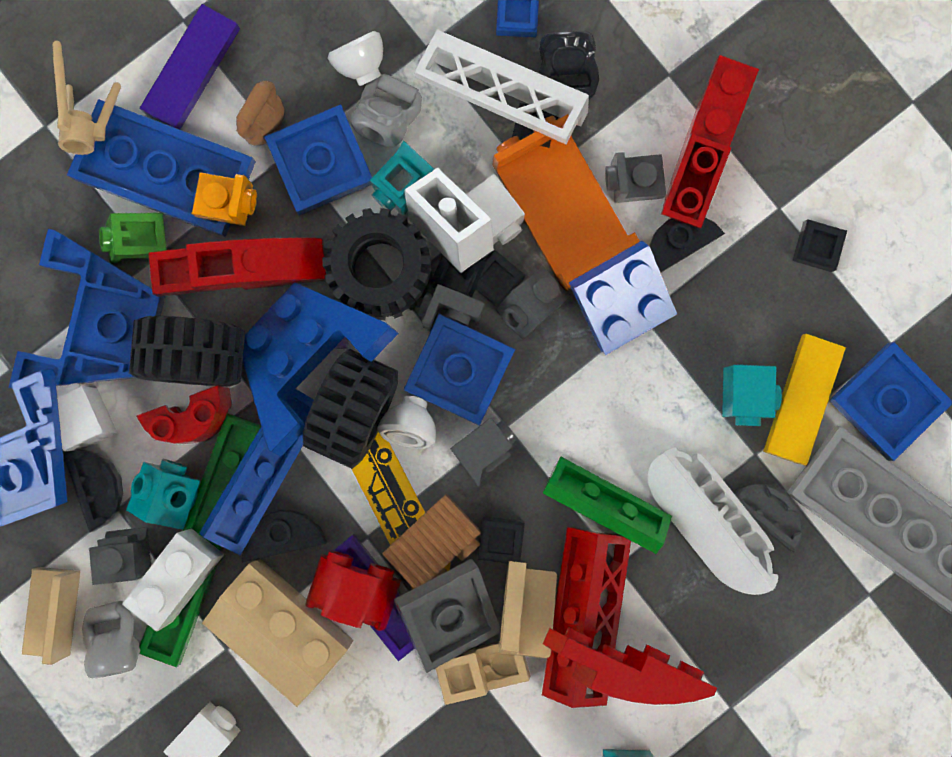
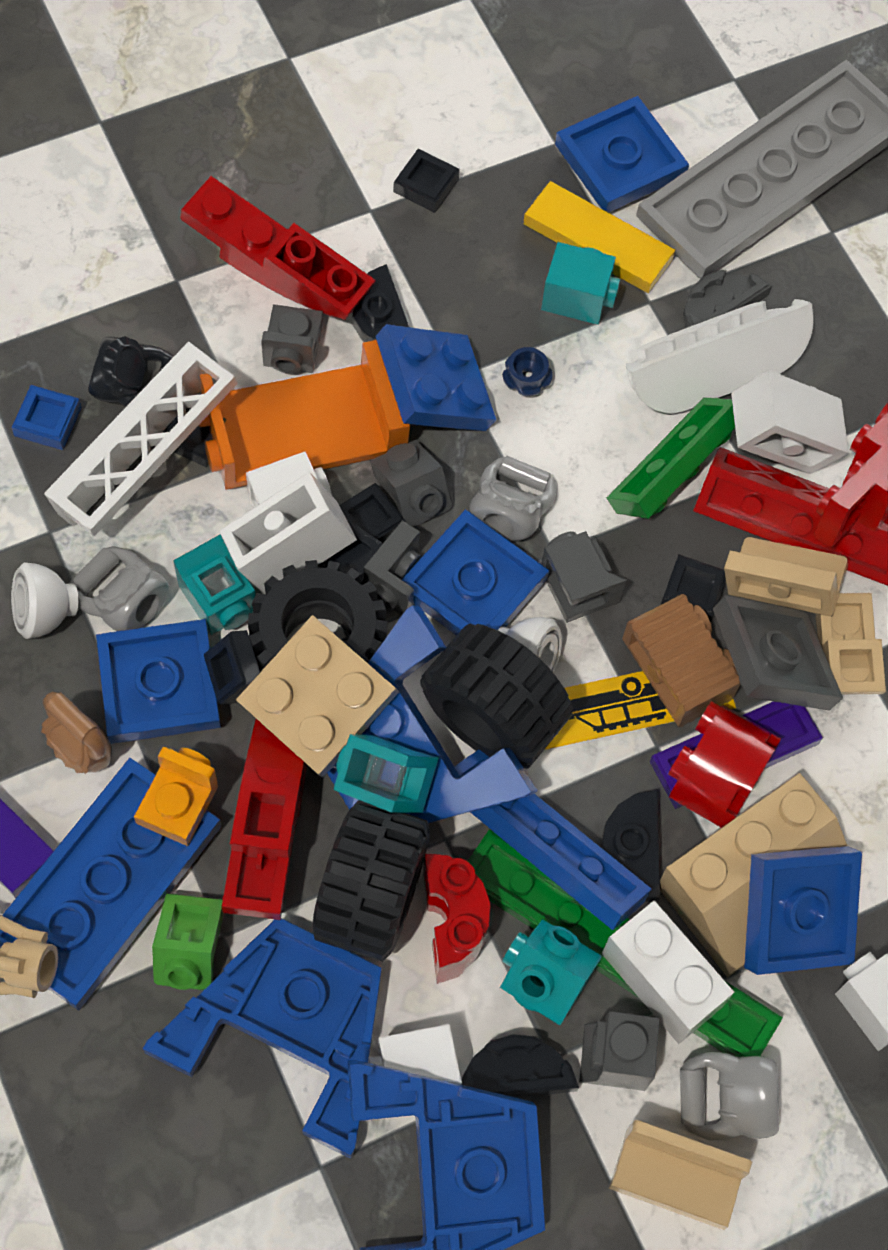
camera: 80 degrees left, 20 degrees down
(245, 670) = (802, 909): none -> blue plate
(259, 340) = (384, 774): none -> teal window
(311, 275) = (317, 695): none -> tan plate
(331, 209) = (231, 666): none -> black tile
(529, 382) = (507, 508): none -> light grey piece
(657, 590) = (789, 422): none -> white brick
(667, 369) = (527, 360): none -> dark blue plate

